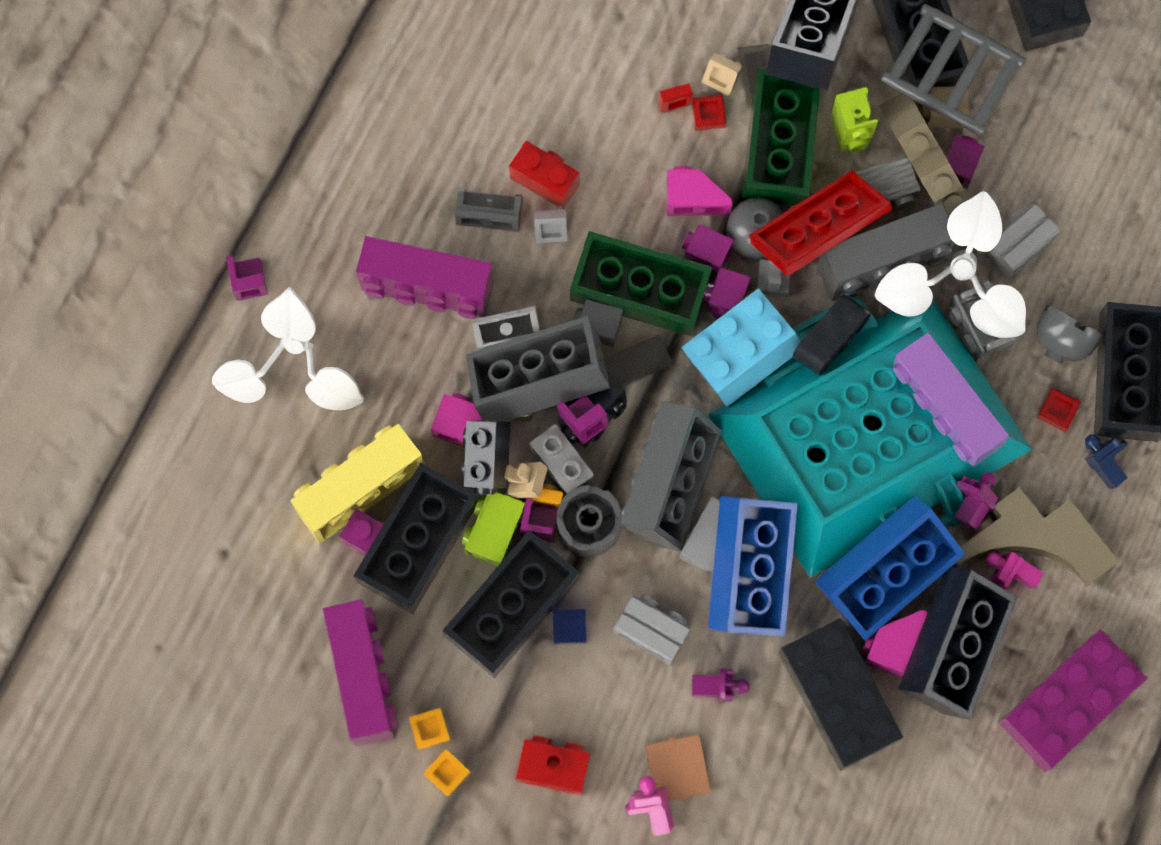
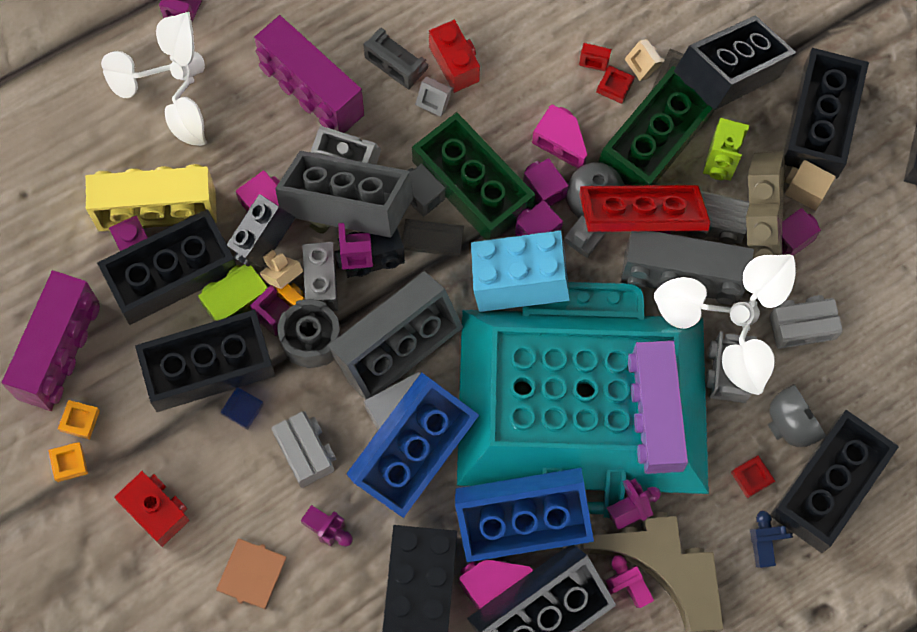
camera: 30 degrees right, 5 degrees down
(655, 803) = (211, 589): piece -> none
(831, 335) = (597, 301): black beam -> none
(949, 108) = (809, 181): dark grey bar -> none

